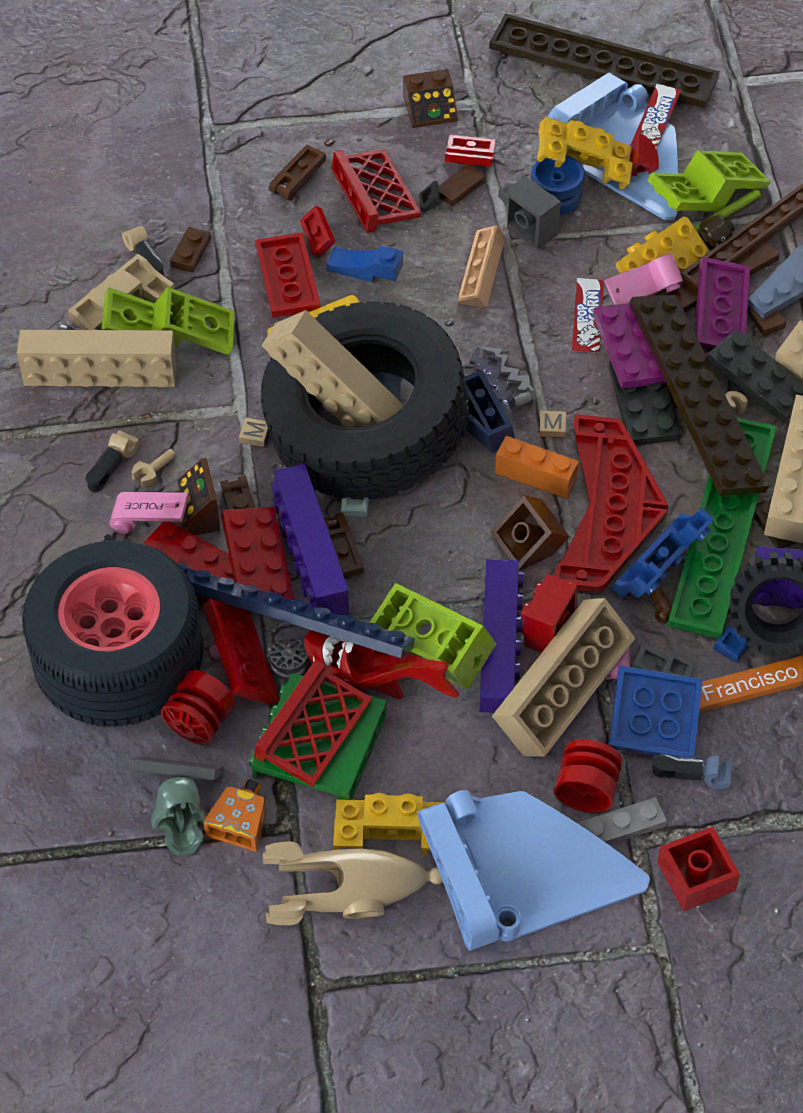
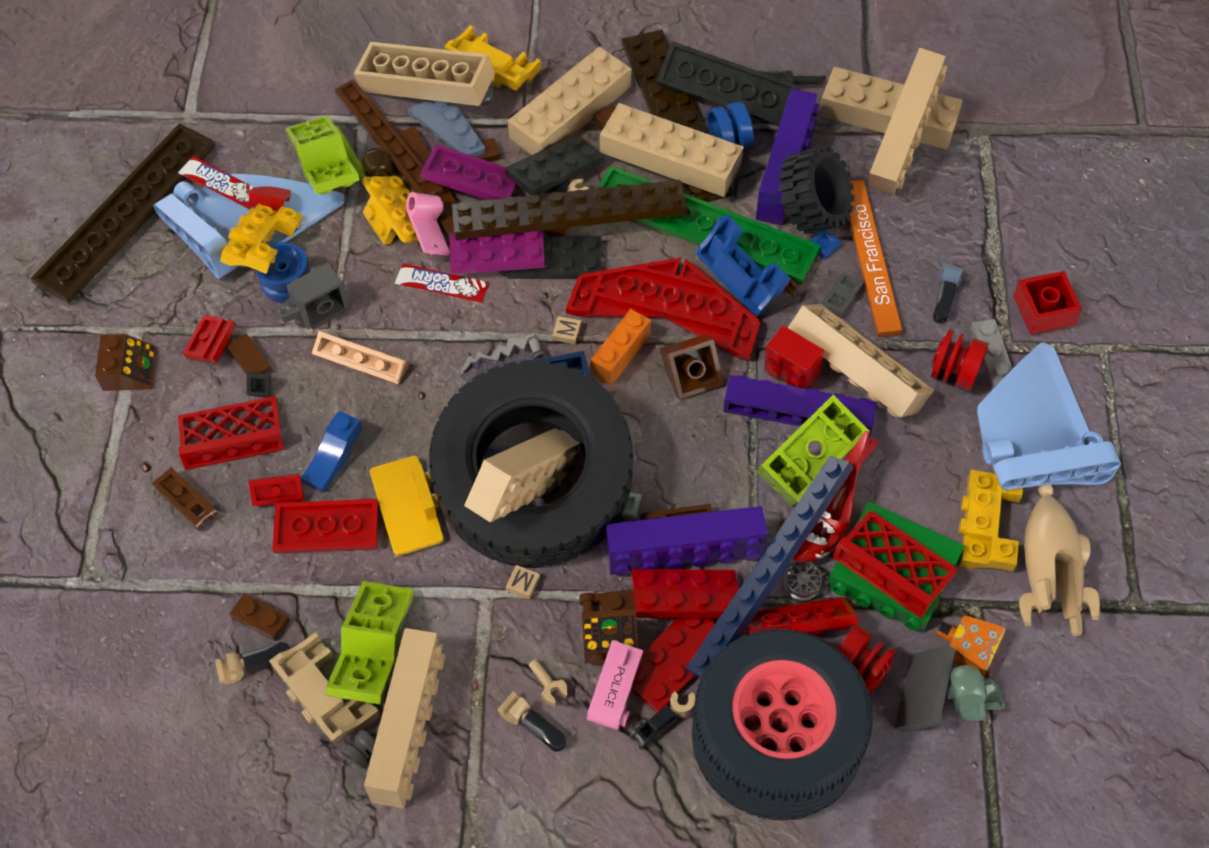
camera: 80 degrees left, 5 degrees up
(655, 713) = (898, 304): blue plate -> none

